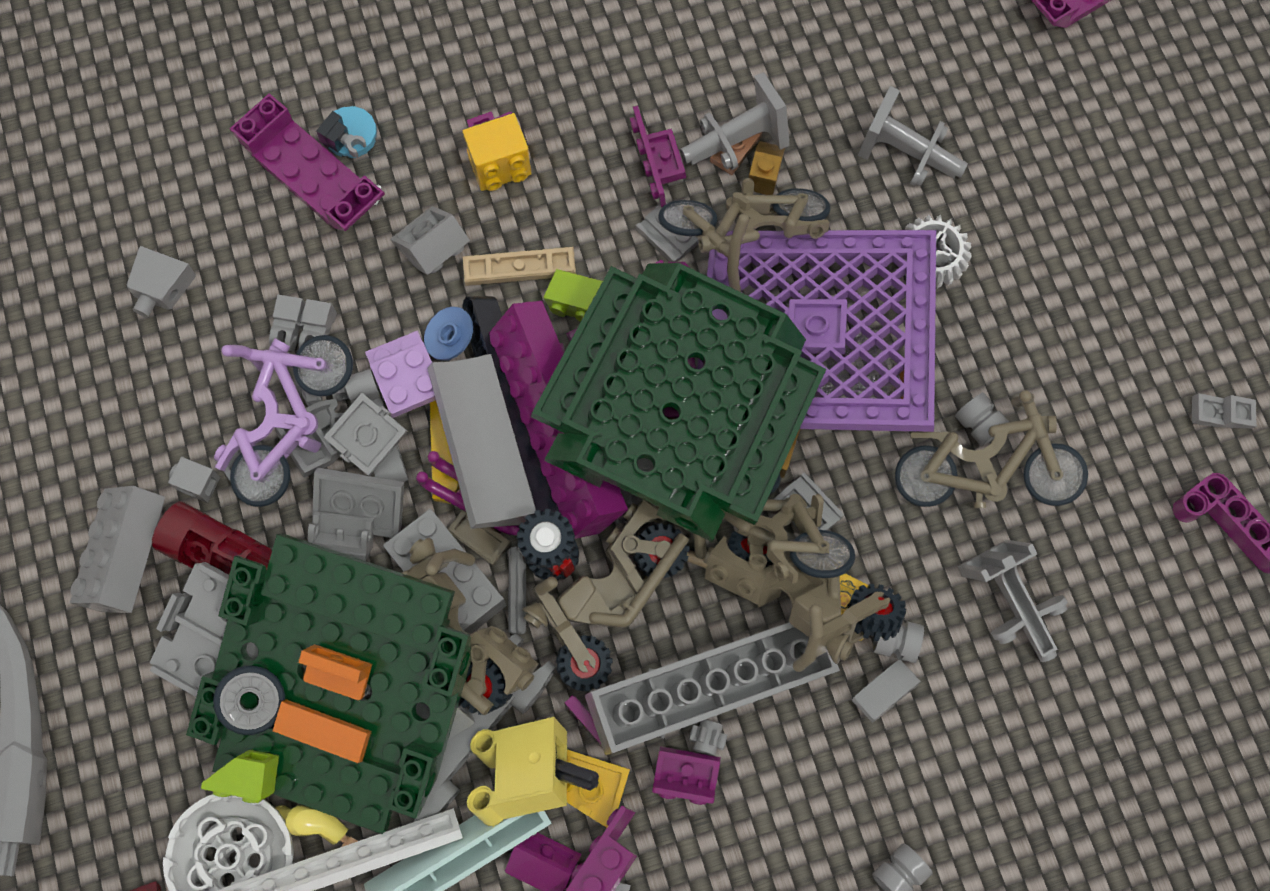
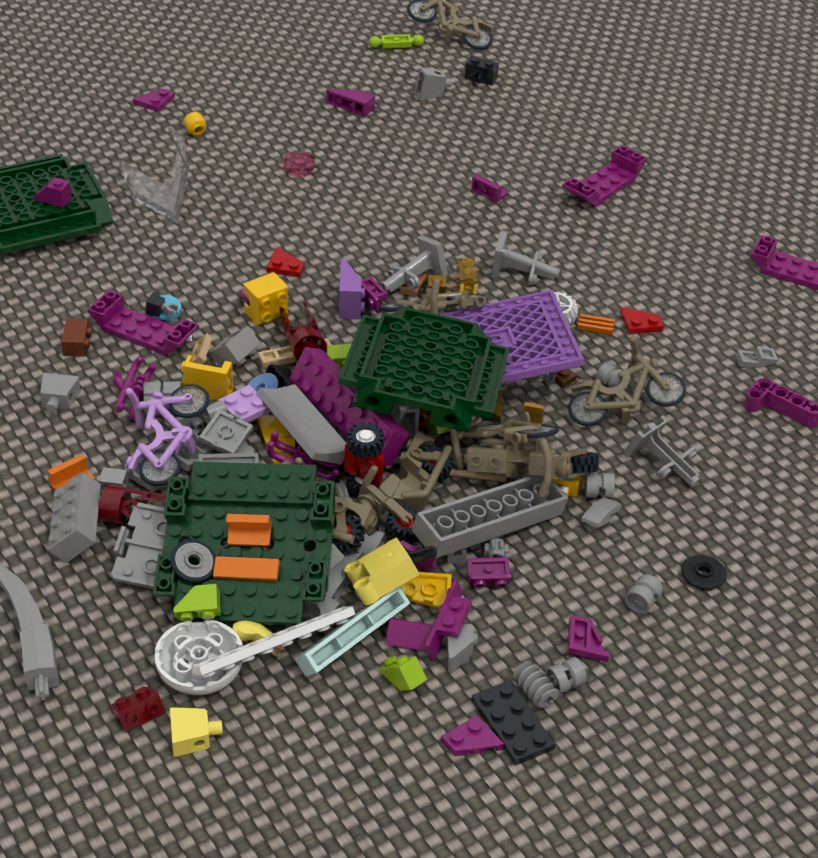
camera: 15 degrees left, 30 degrees down
(140, 453) = (65, 471): none -> orange panel
(207, 173) = (76, 337): none -> copper brick
(249, 274) = (117, 379): none -> magenta arm
(262, 299) = (137, 385): none -> magenta piece
(379, 235) = (201, 348): none -> tan plate
(388, 319) = (214, 380): none -> yellow panel
(532, 259) = (302, 335): none -> dark red piece
(551, 71) = (285, 264): none -> red wing
(624, 170) = (350, 293): none -> medium lavender slope
(818, 155) = (467, 275): none -> clear yellow brick
(833, 488) = (536, 412): none -> pearl gold slope
(988, 845) = (715, 578): none -> black wheel
(994, 286) = (596, 324): none -> orange tile
(1063, 297) = (641, 321): none -> red wing

